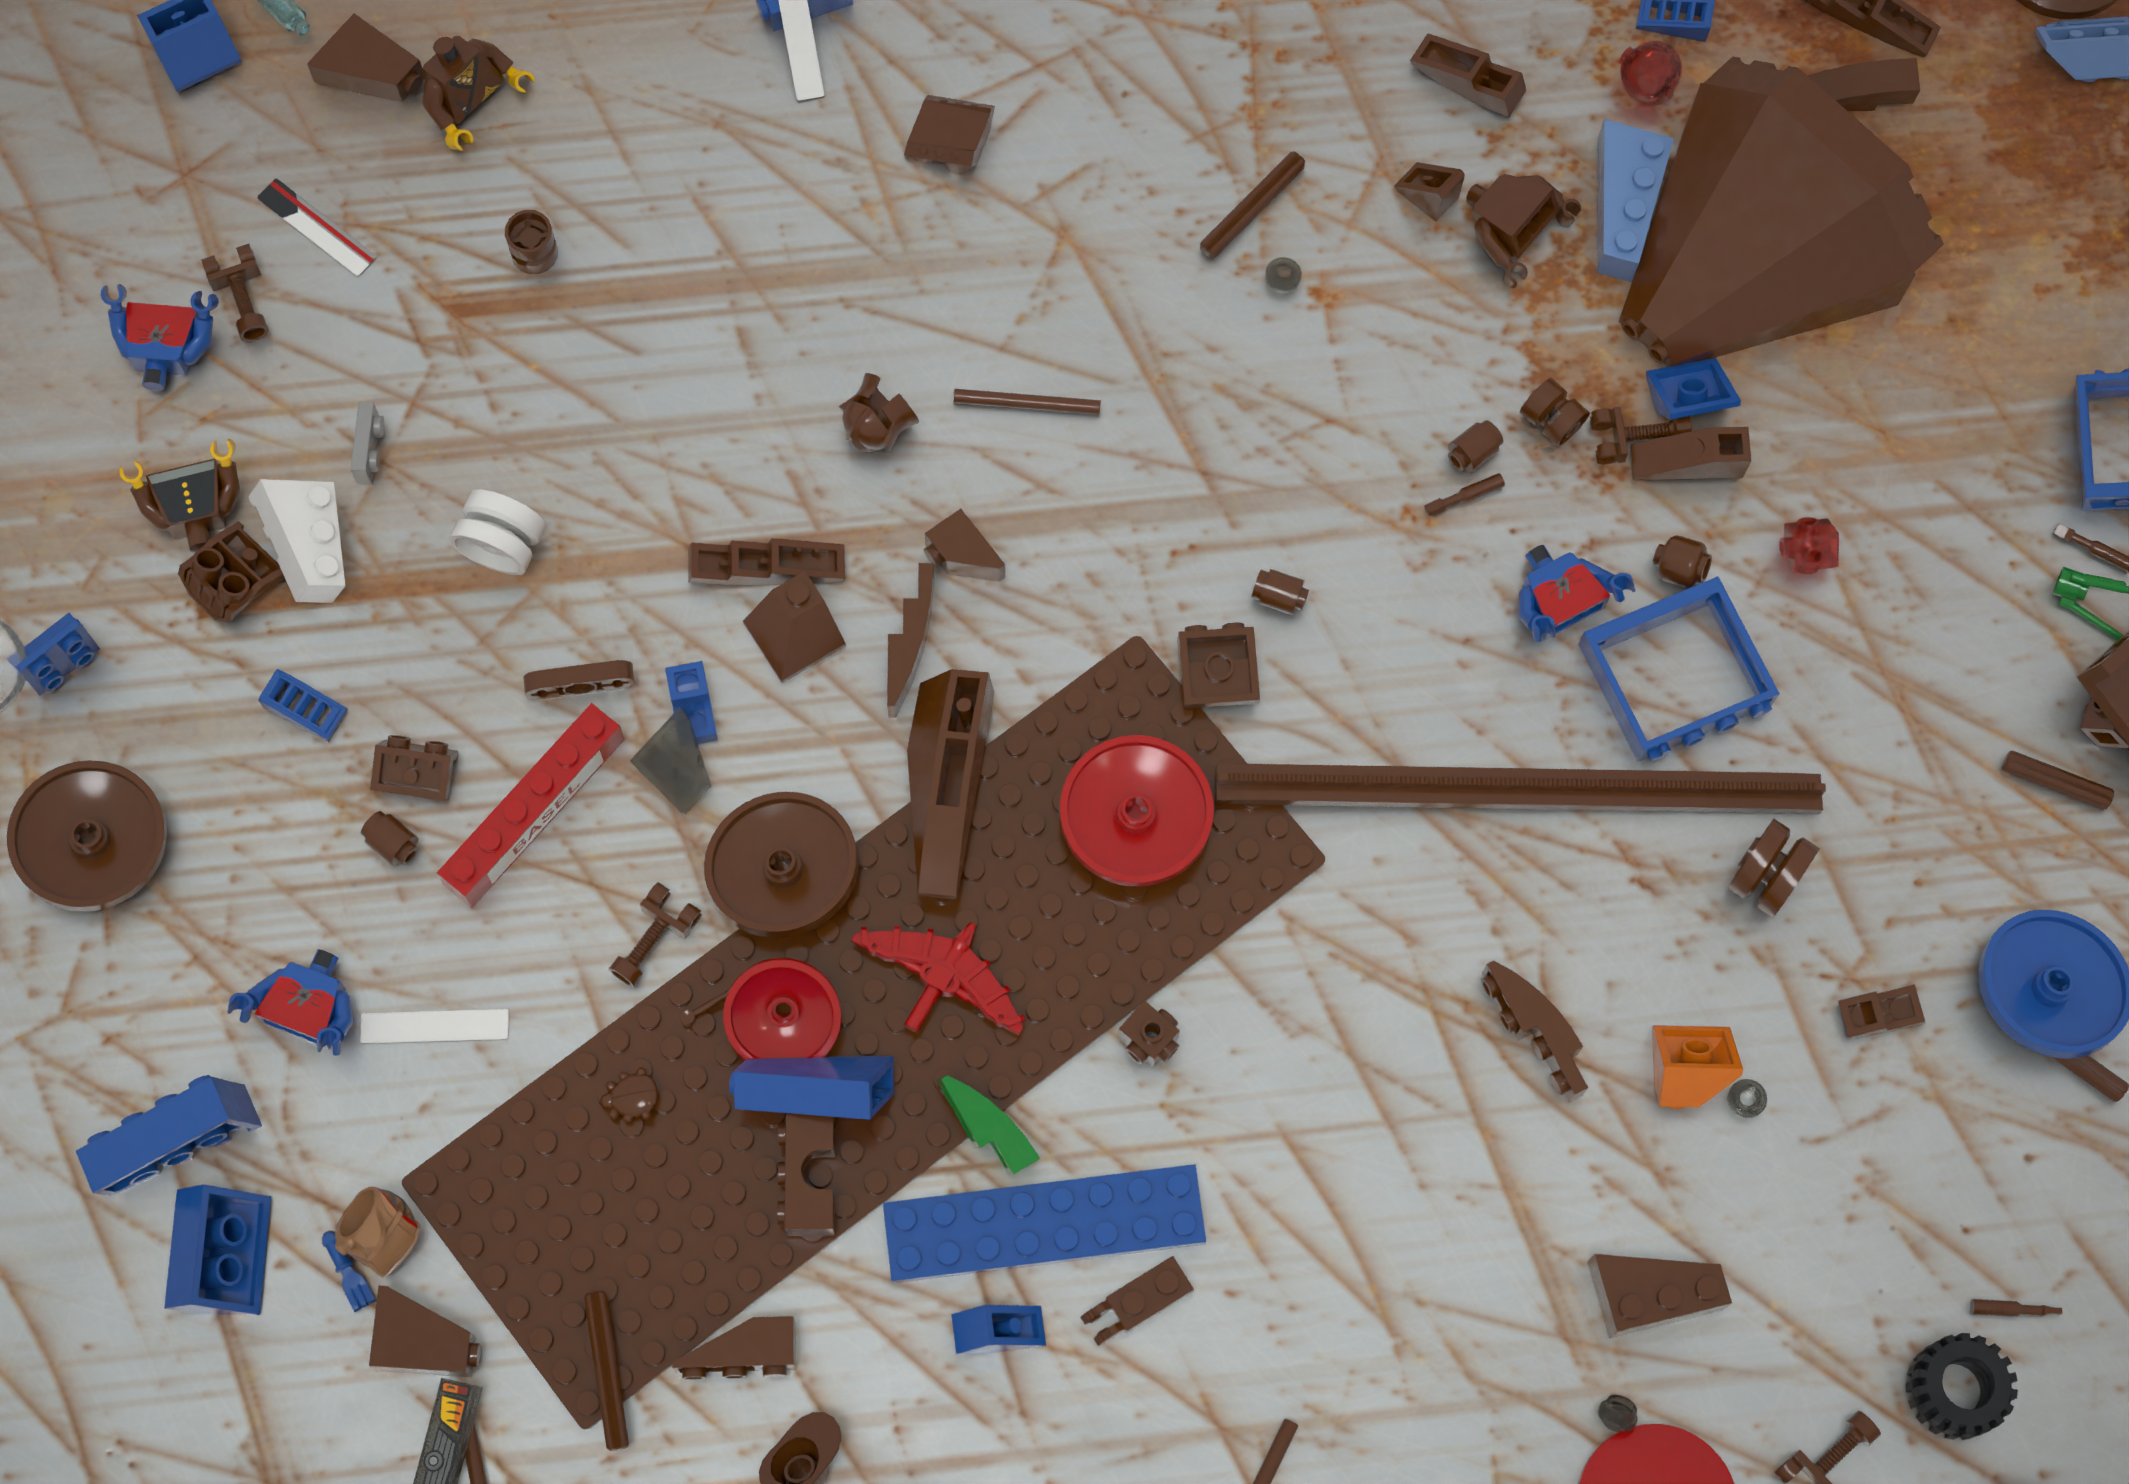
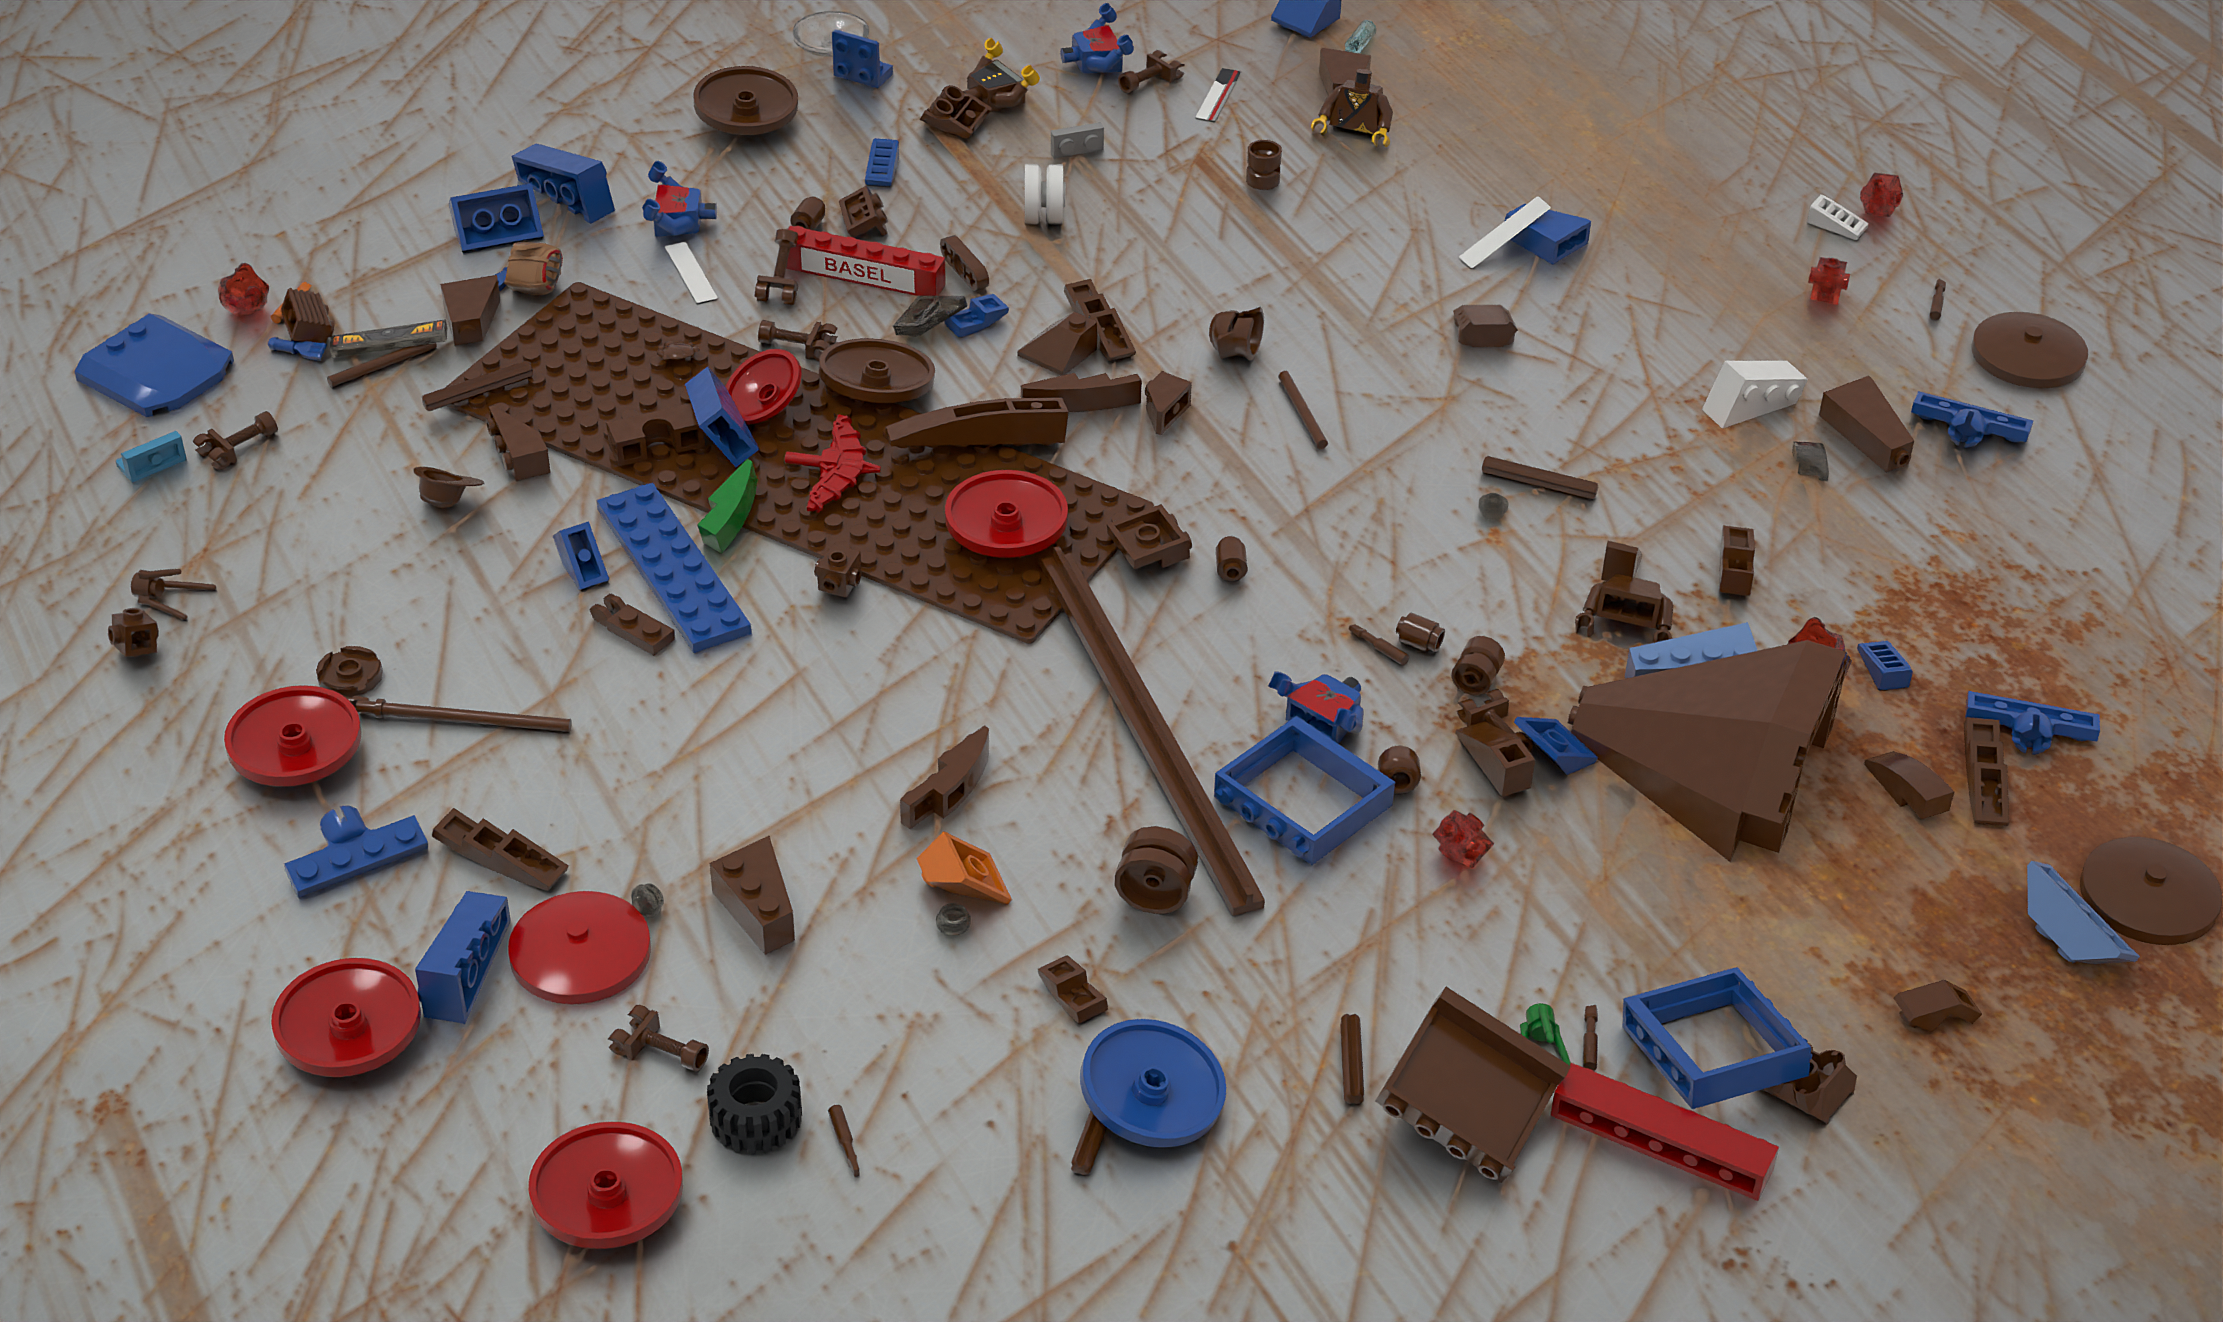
camera: 70 degrees right, 30 degrees down
(305, 534) = (995, 127): white wedge -> none
(483, 888) = (785, 239): none -> reddish brown bar

